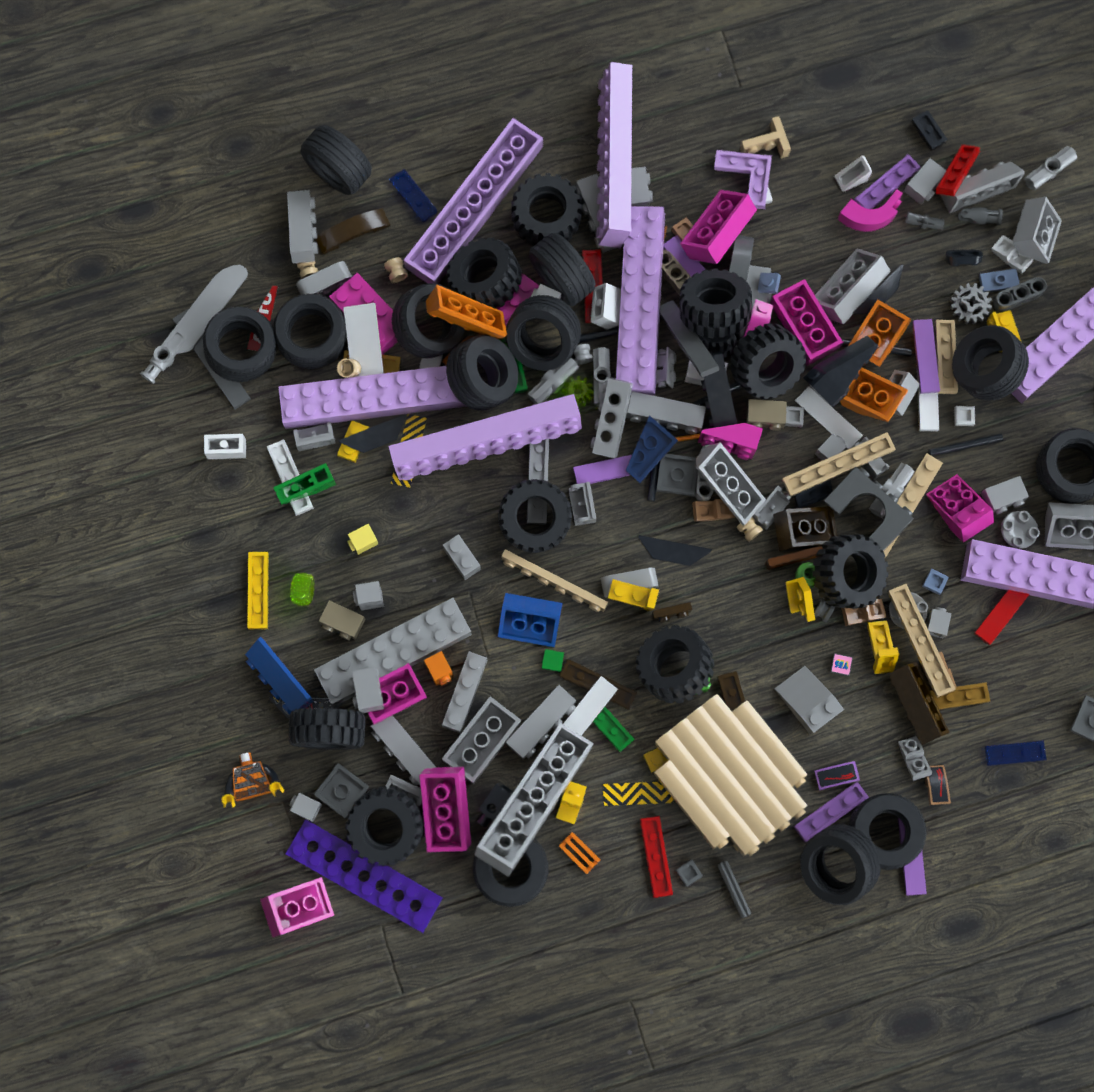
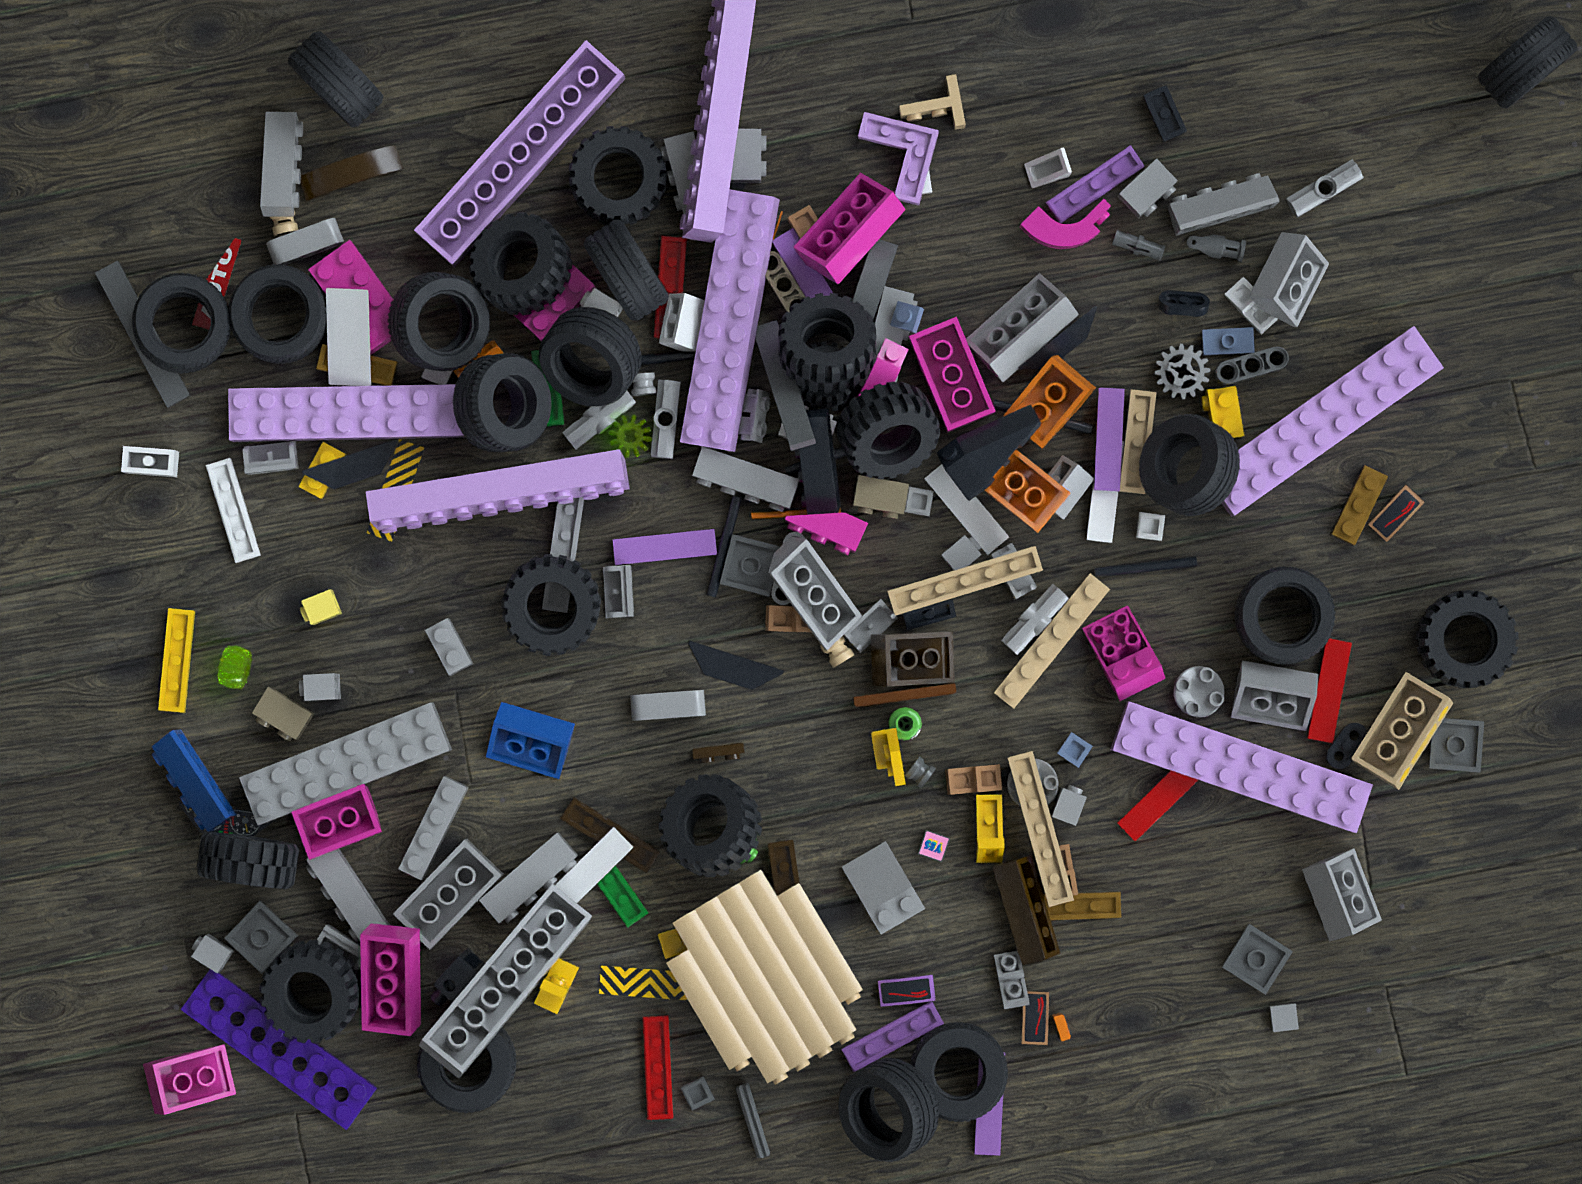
camera: 10 degrees right, 10 degrees up
(193, 323) = (129, 277): light grey piece -> none
(250, 781) = (144, 911): torso -> none
(305, 485) = (251, 526): green slope -> none
(345, 369) = (320, 371): tan wheel -> none
(367, 690) = (304, 816): light grey brick -> none
(396, 270) = (403, 234): tan wheel -> none
(413, 195) = (439, 130): clear blue tile -> none
(439, 669) = (402, 795): orange brick -> none
(466, 312) = (488, 321): orange slope -> none
(552, 660) = (554, 797): green tile -> none
(561, 585) = (559, 687): tan plate -> none
(567, 841) = (545, 1034): orange tile -> none
(623, 390) = (688, 448): light grey brick -> none
(633, 594) = (668, 725): yellow bracket -> none
(650, 449) = (716, 530): dark blue wing -> none
(859, 484) = (1030, 660): dark grey arch -> none
(870, 574) = (985, 738): black tyre -> none
(957, 170) = (1192, 181): red tile -> none
(958, 789) = (1061, 1026): none -> orange tile
(1005, 495) = (1186, 643): light grey brick -> none
(1015, 753) = (1145, 987): clear blue tile -> none

